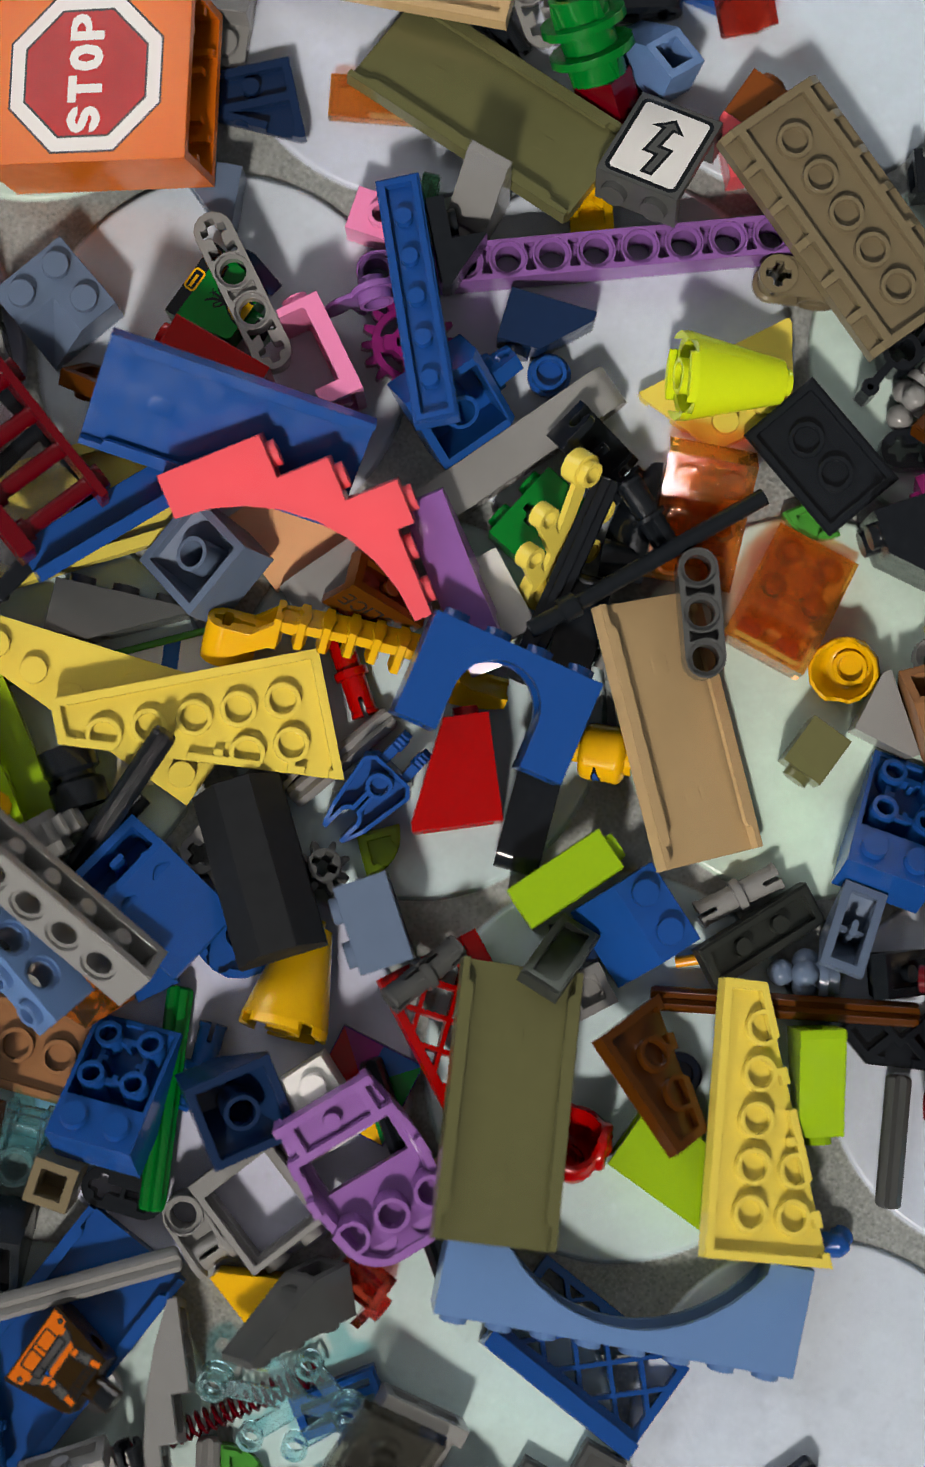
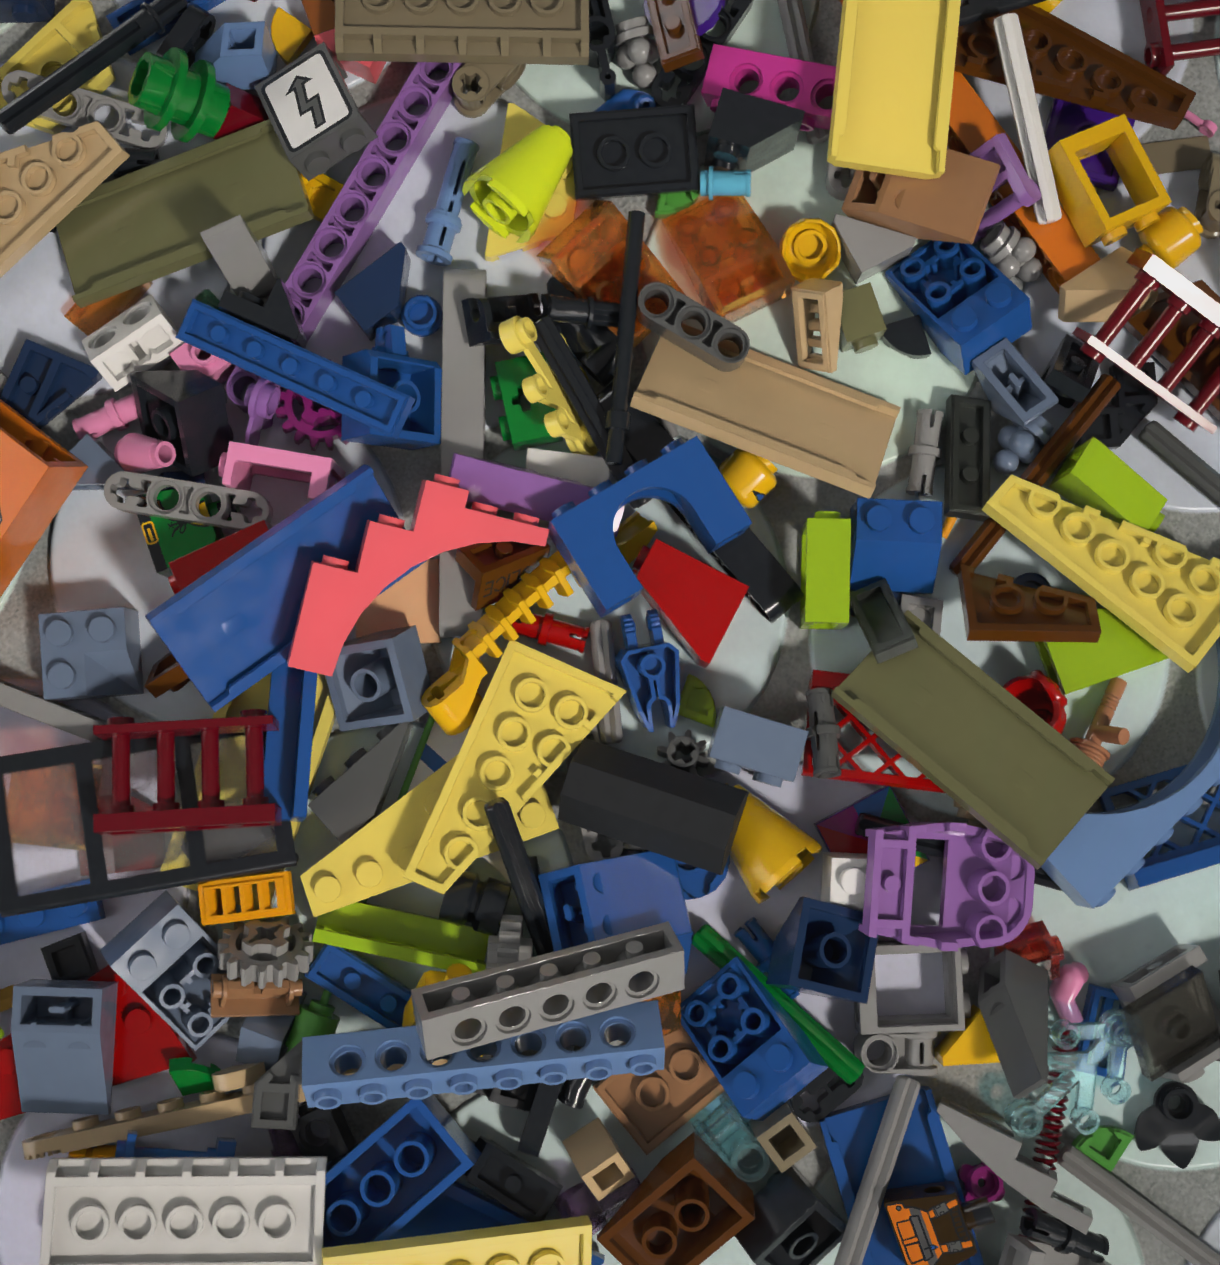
camera: 55 degrees left, 0 degrees up
(133, 1396) = (992, 1186): none -> magenta plate
(258, 224) = (143, 453): none -> bright pink cone
(279, 178) = (112, 416): none -> bright pink pin
(312, 237) = (186, 412): none -> black slope
(347, 147) = (132, 342): none -> white brick
(352, 1343) = (1066, 988): none -> bright pink arm
(574, 1220) = (1100, 730): none -> nougat piece
(645, 335) = (444, 219): none -> medium blue pin
(712, 88) = (289, 35): none -> yellow tile
(794, 710) = (826, 299): none -> tan slope
(830, 809) = (907, 338): none -> black tile
(851, 554) = (725, 183): none -> medium azure pin
(864, 419) = (628, 100): none -> blue arm

